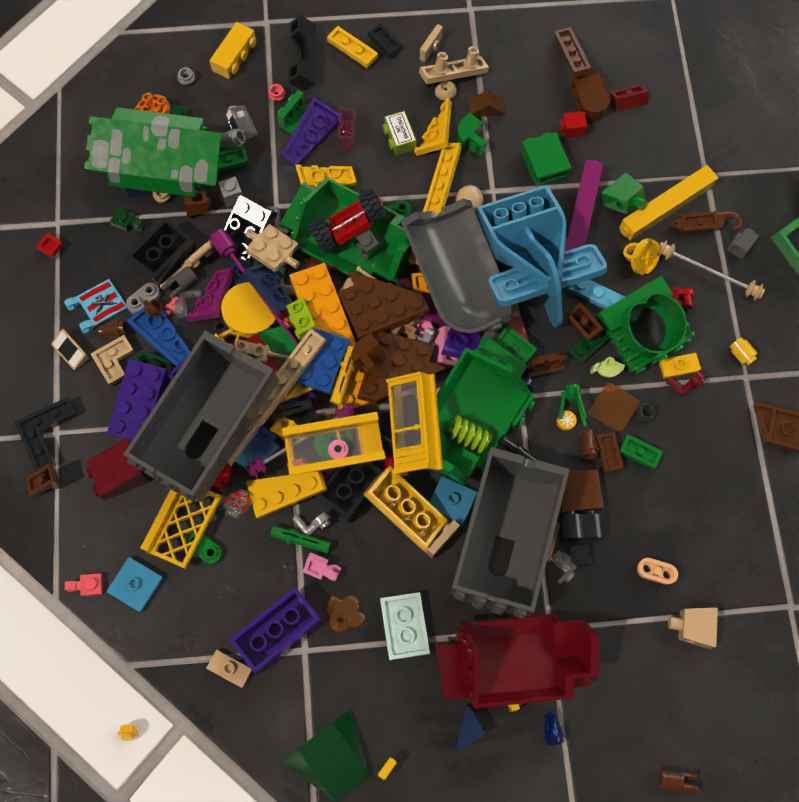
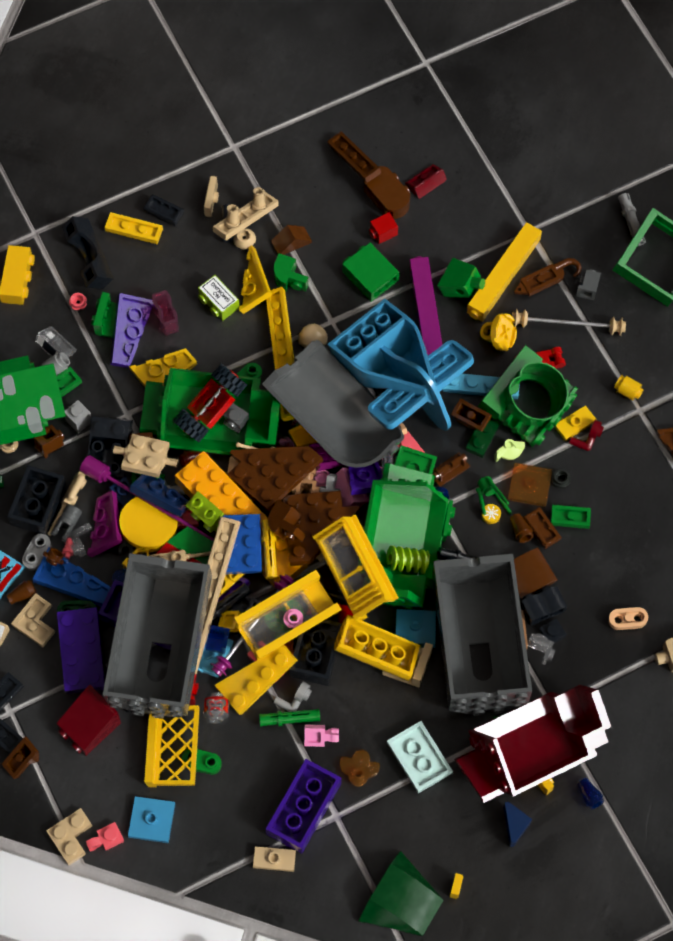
camera: 20 degrees left, 5 degrees down
(50, 569) = (65, 834): none -> tan plate

